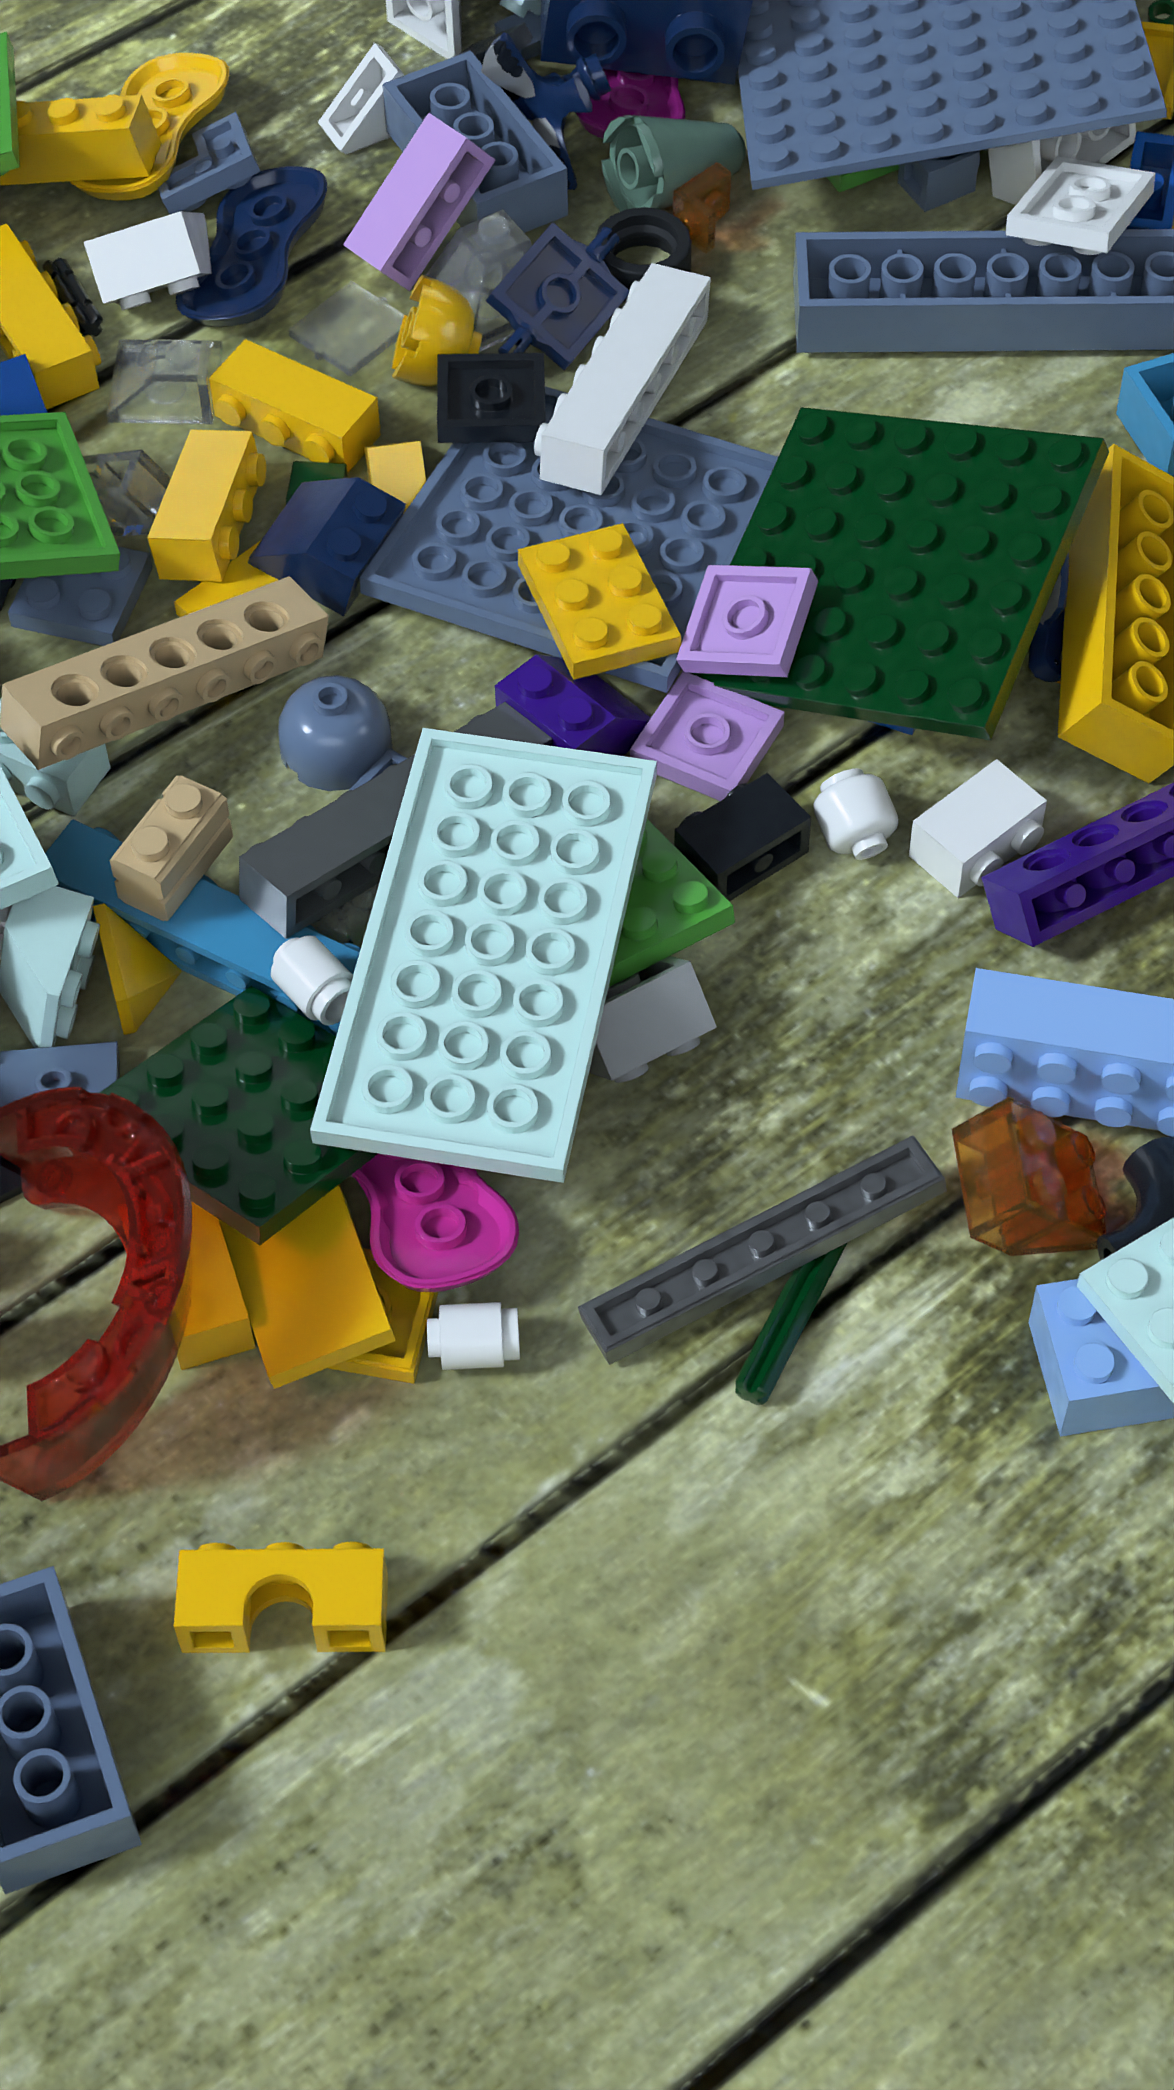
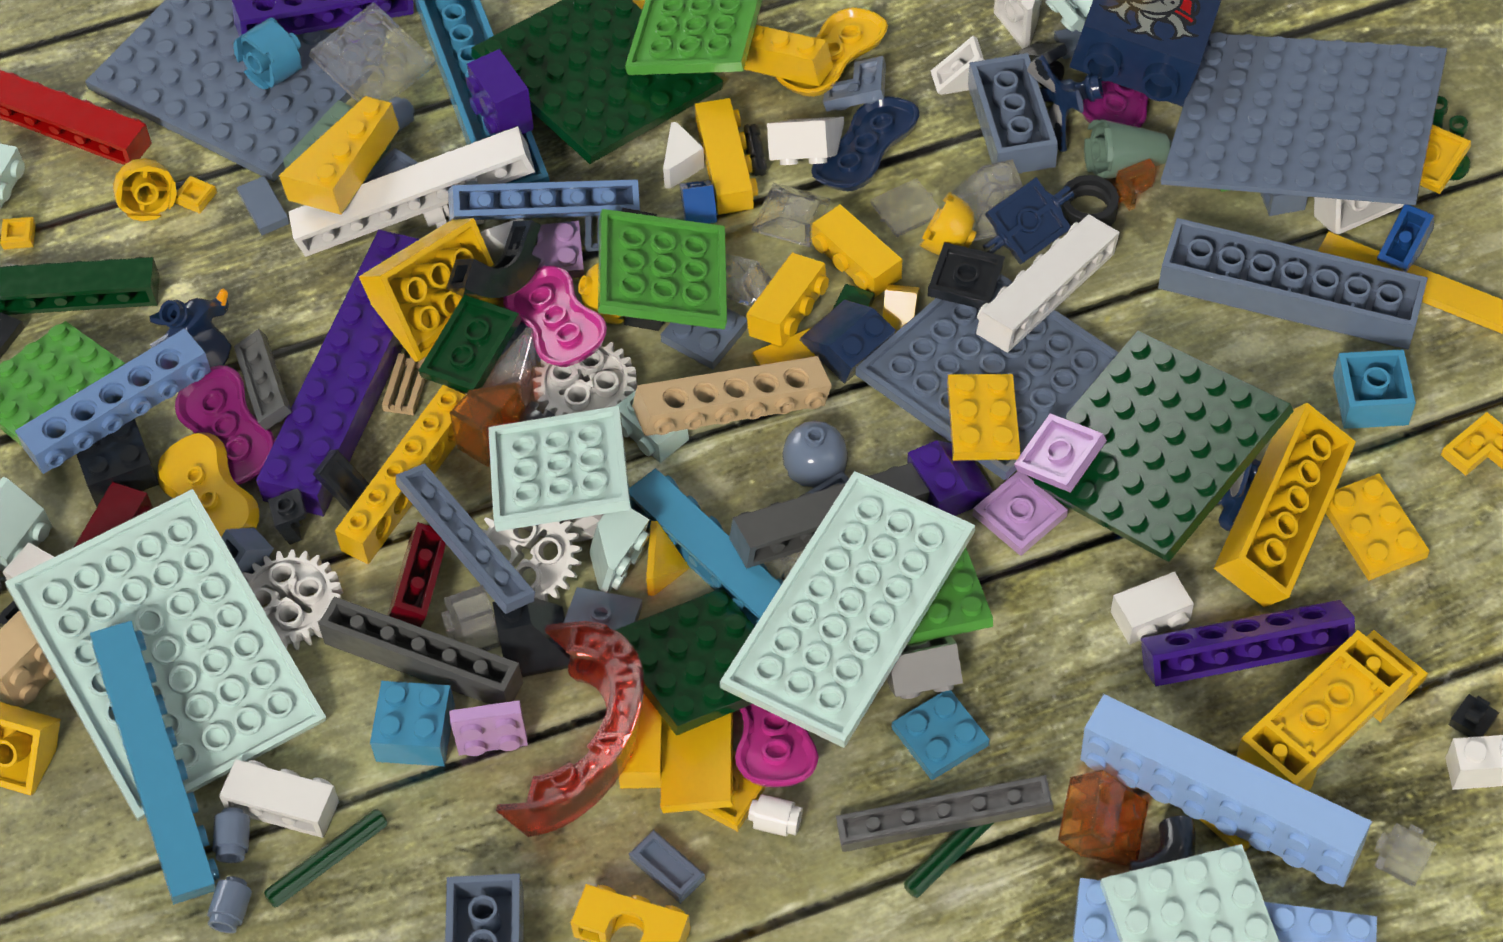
camera: 20 degrees right, 0 degrees up
(171, 848) = (700, 501): tan brick -> none
(310, 1479) = (667, 866): none -> sand blue tile
(312, 978) = (750, 595): white brick -> none
(419, 201) = (965, 144): lavender brick -> none
(704, 1123) = (940, 734): none -> dark azure plate
(745, 836) = (1017, 578): black brick -> none
(855, 813) = (1086, 580): white head -> none
(1080, 205) = (1351, 243): white plate -> none

